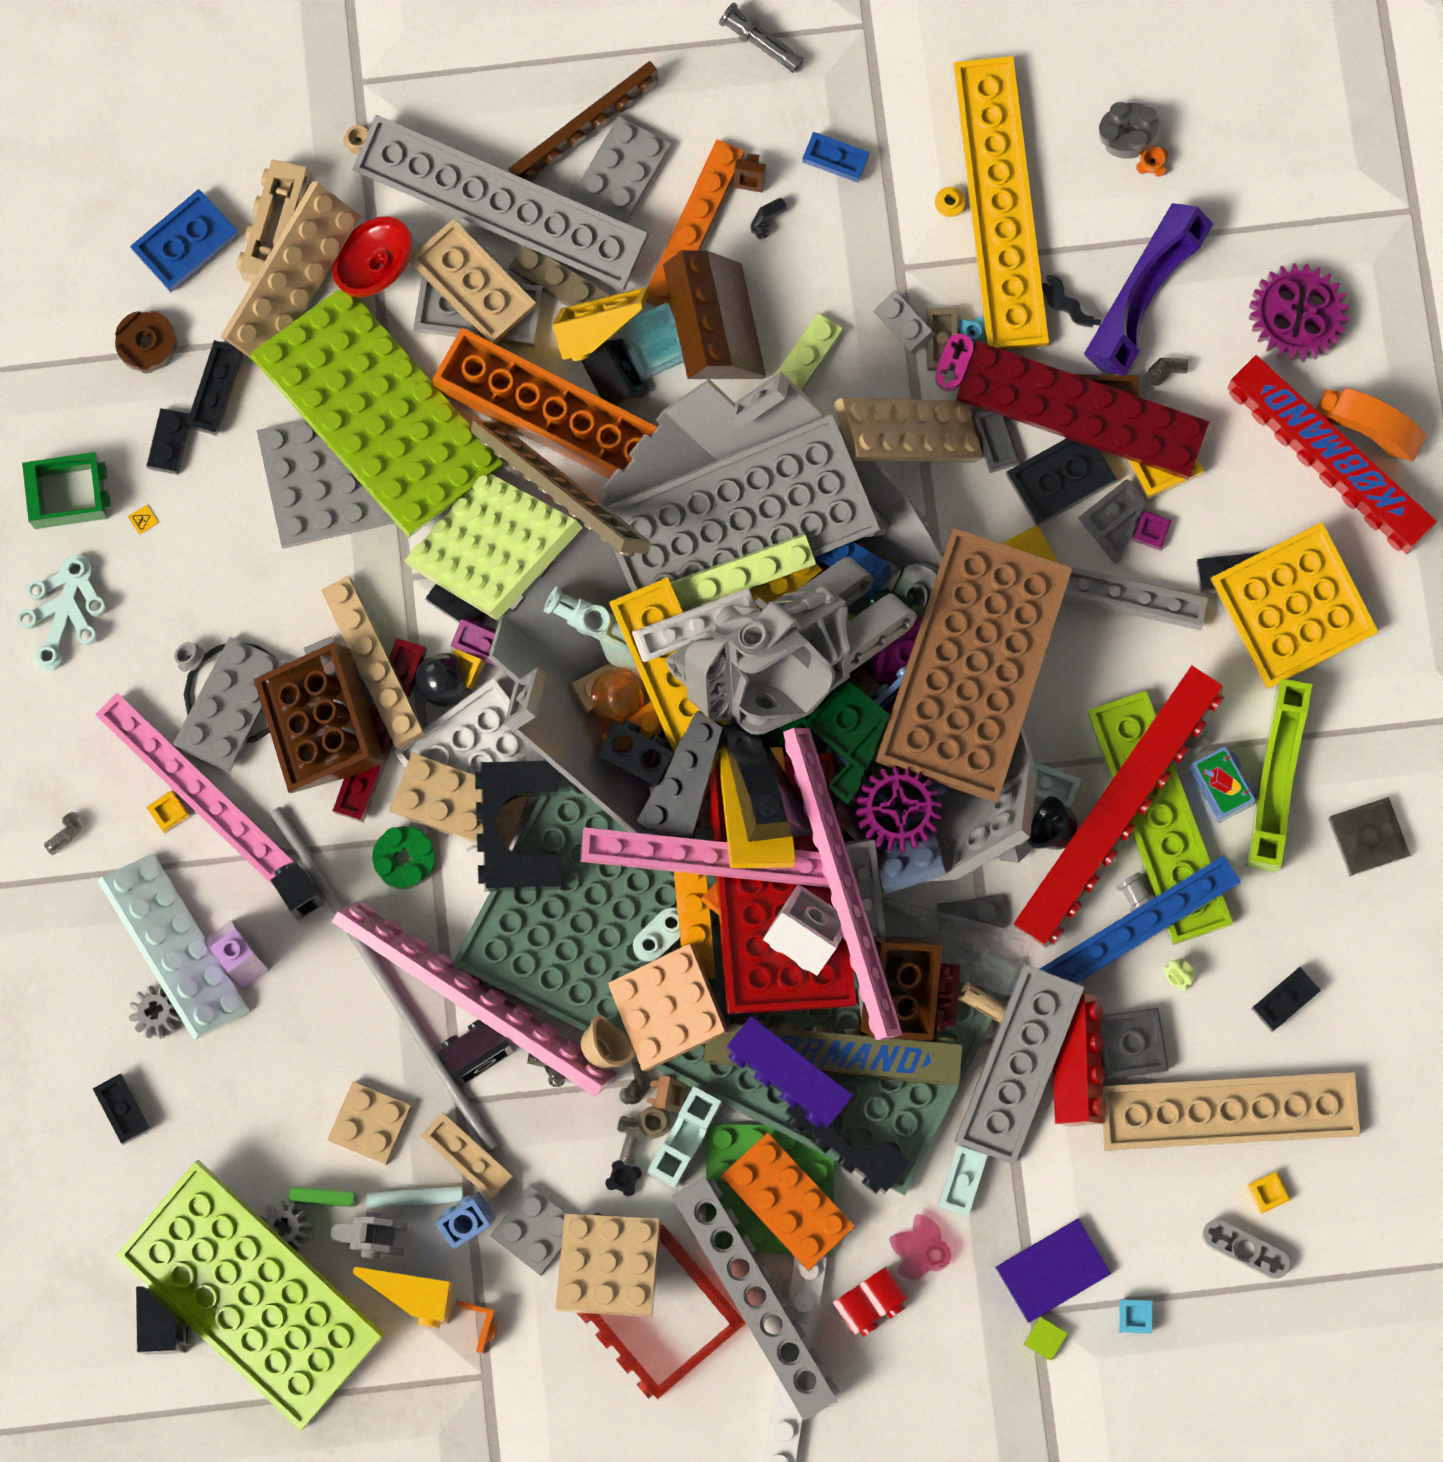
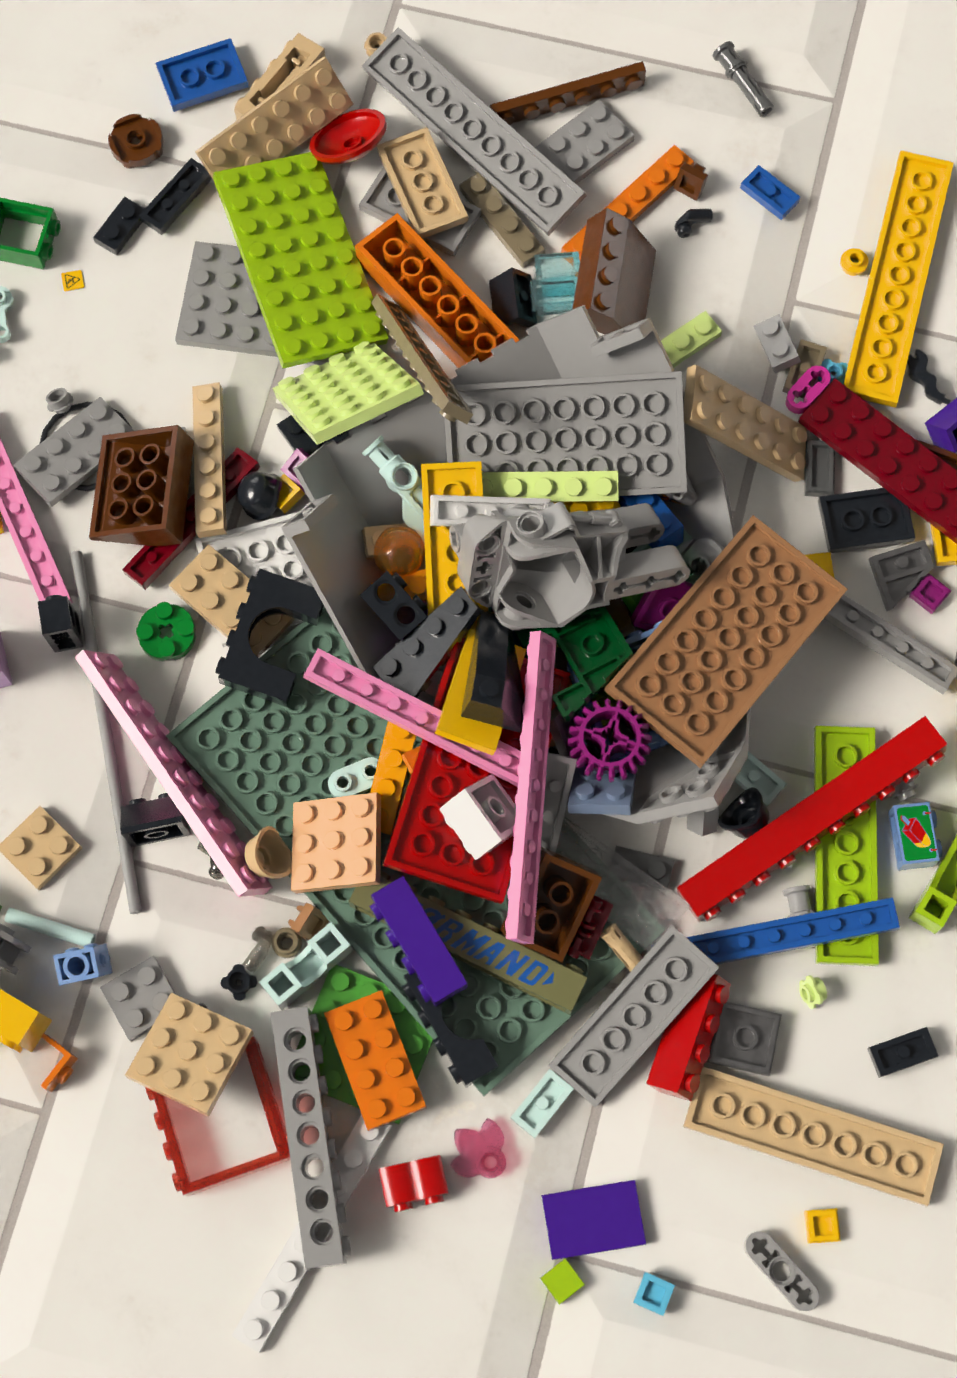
camera: 20 degrees right, 5 degrees down
(467, 1156) = (110, 909): tan plate -> none
(589, 324) = (504, 249): yellow slope -> none
(638, 1087) = (284, 907): clear smoke arm -> none

